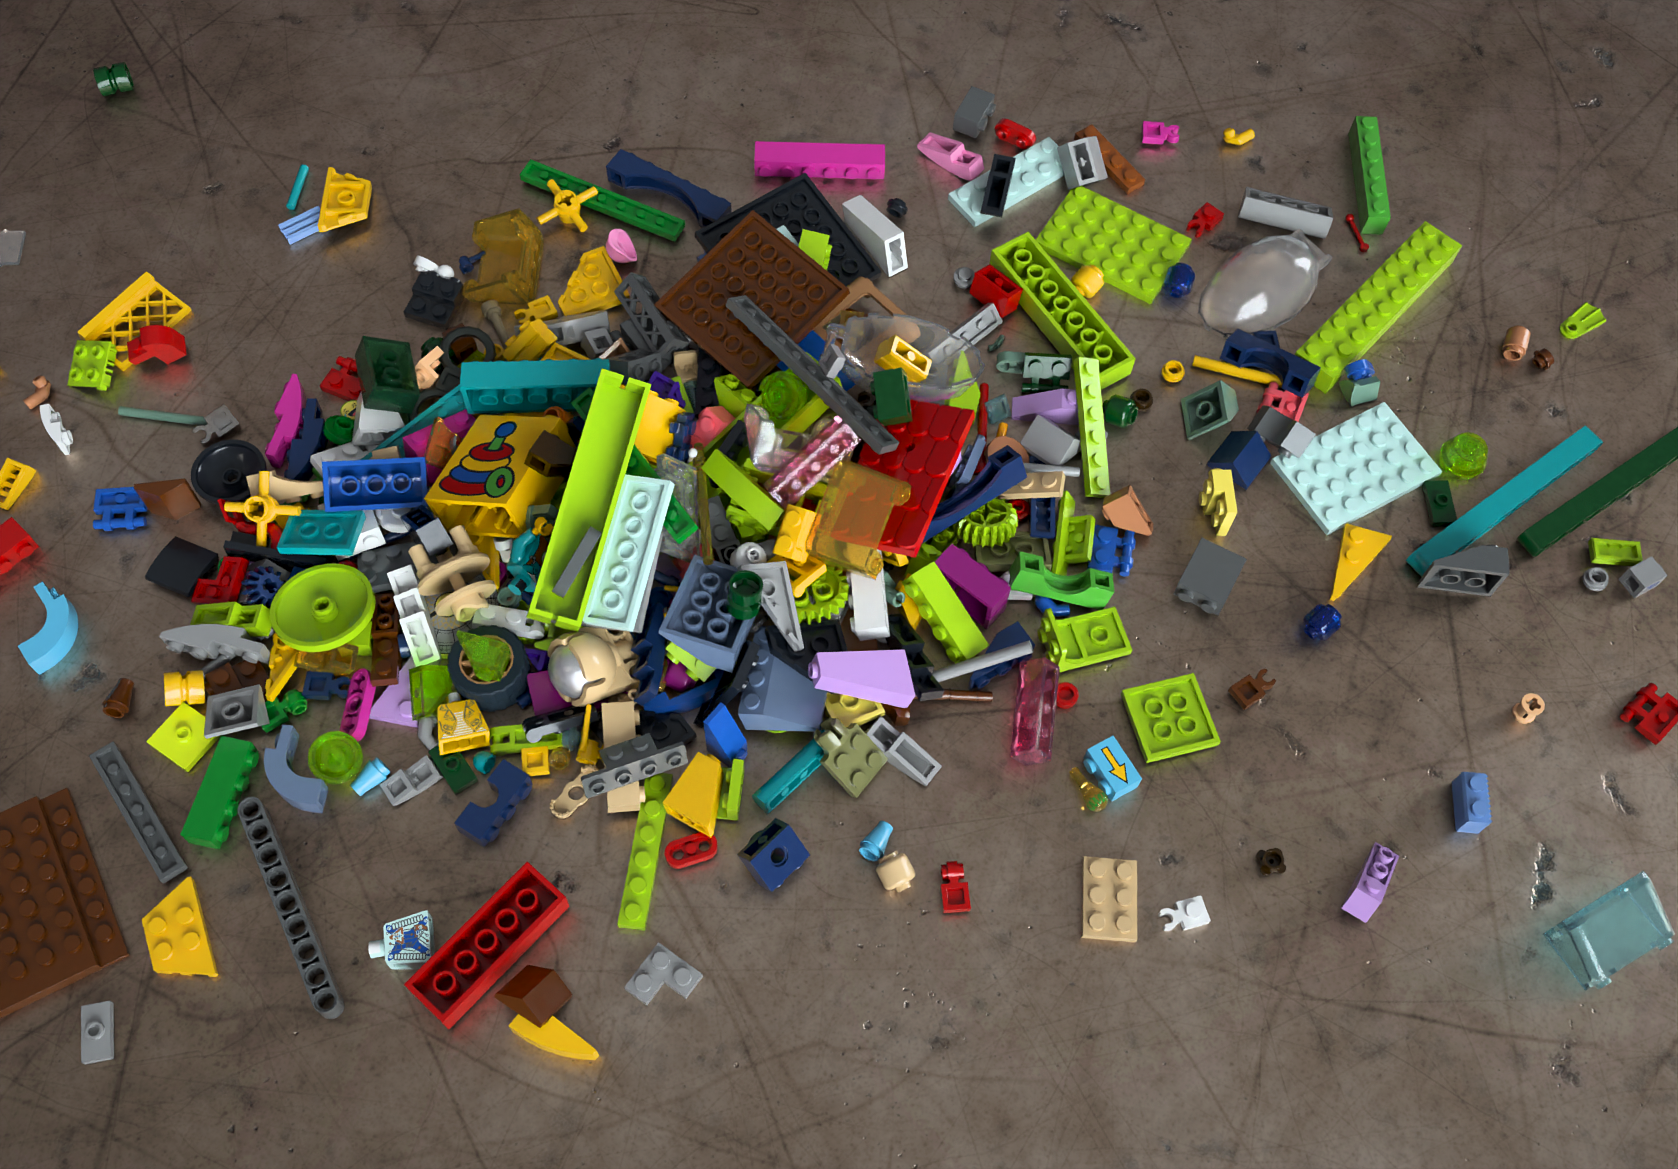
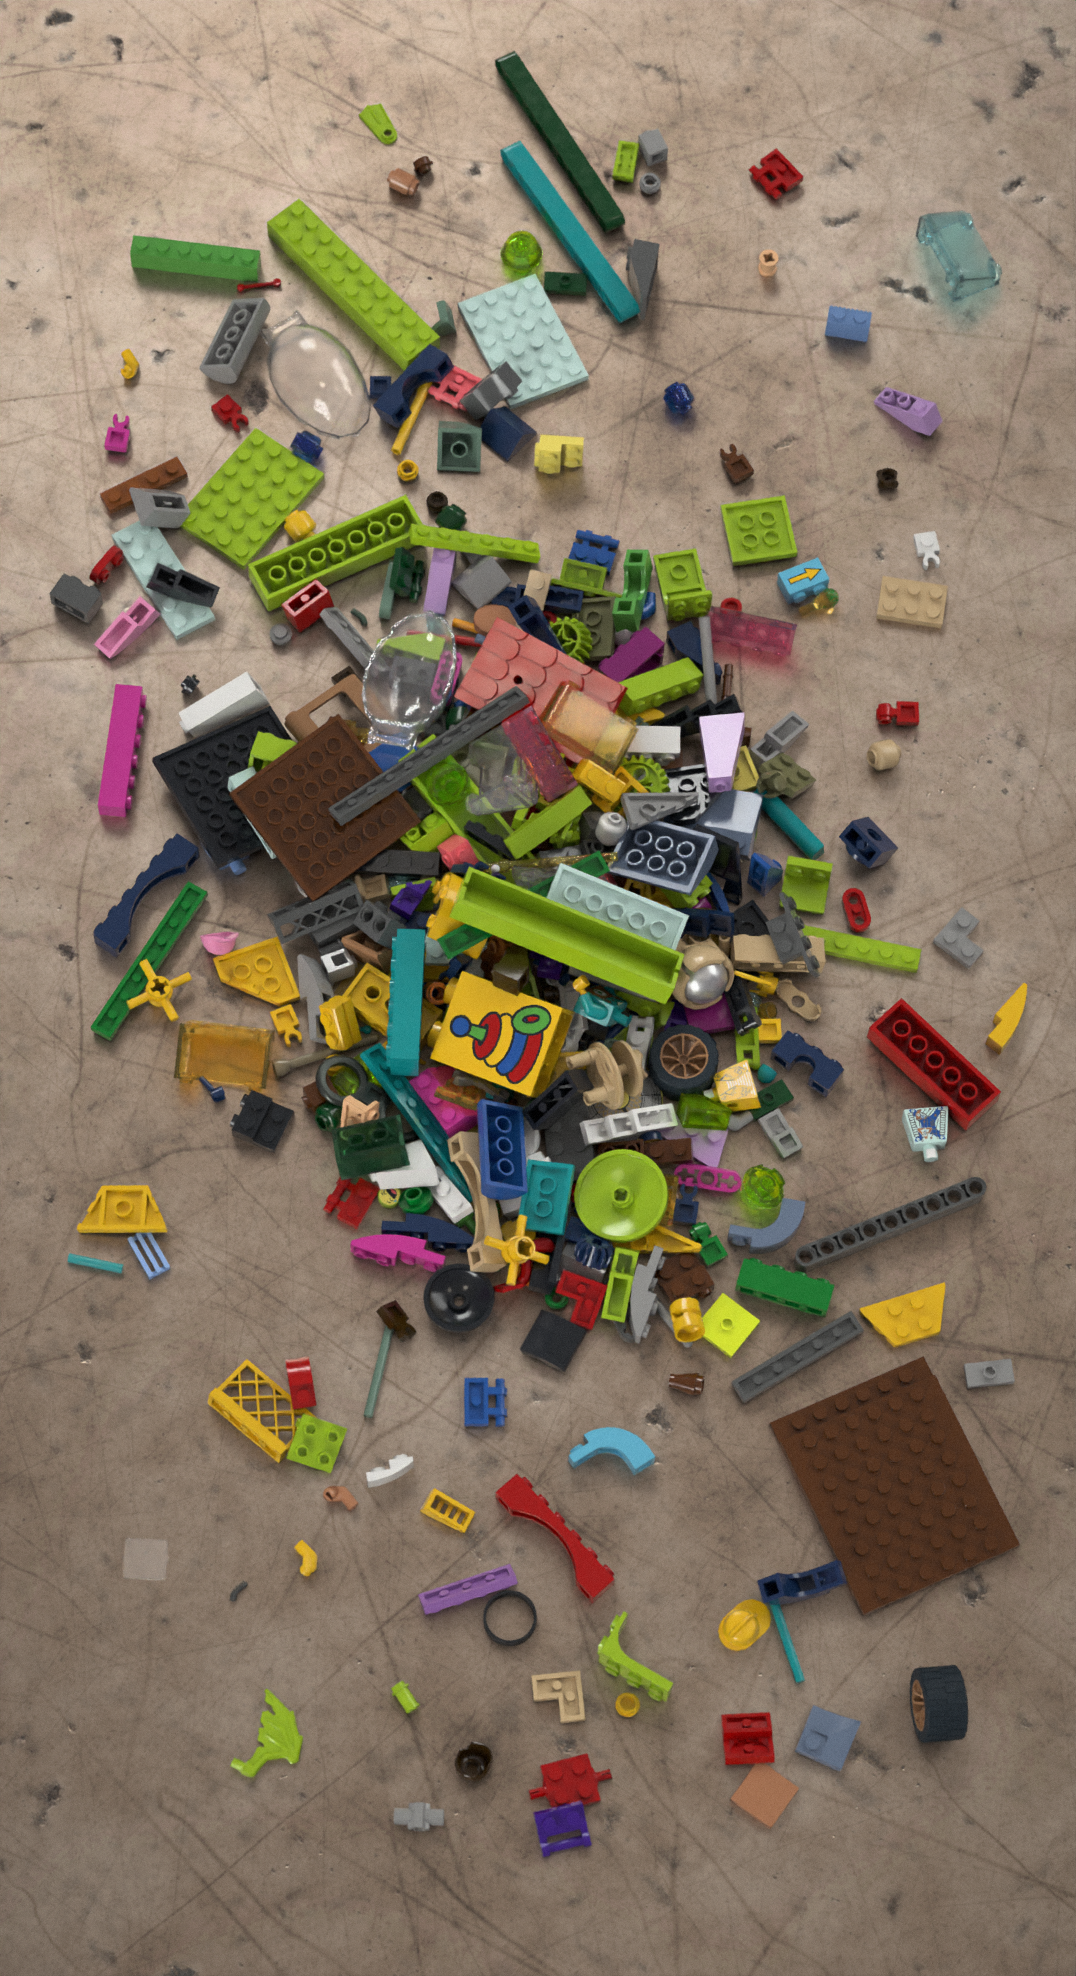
camera: 85 degrees left, 5 degrees up
(168, 498) = (488, 1348): reddish brown slope -> none
(235, 711) = (720, 1268): light grey slope -> none
(370, 776) = (774, 1159): medium azure cone -> none
(426, 265) = (221, 1128): white plate -> none
(485, 655) = (687, 1051): clear neon green slope -> none
(535, 994) = (974, 1030): reddish brown slope -> none
(547, 511) = (557, 996): sand green tile -> none
(576, 562) = (608, 937): dark grey beam -> none
(697, 794) = (814, 896): yellow slope -> none
(744, 595) = (661, 822): dark green wheel -> none
(832, 361) = (422, 733): light grey plate -> none
(875, 843) = (858, 768): medium azure cone -> none
(892, 397) = (471, 684): dark green brick -> none
(898, 353) = (408, 683): yellow brick -> none
(1068, 471) = (512, 591): light grey piece -> none
(1127, 511) = (560, 530): nougat slope -> none
(1209, 576) = (628, 477): dark grey brick -> none
(1356, 551) = (610, 359): yellow wing -> none
(1359, 370) = (430, 313): blue plate -> none

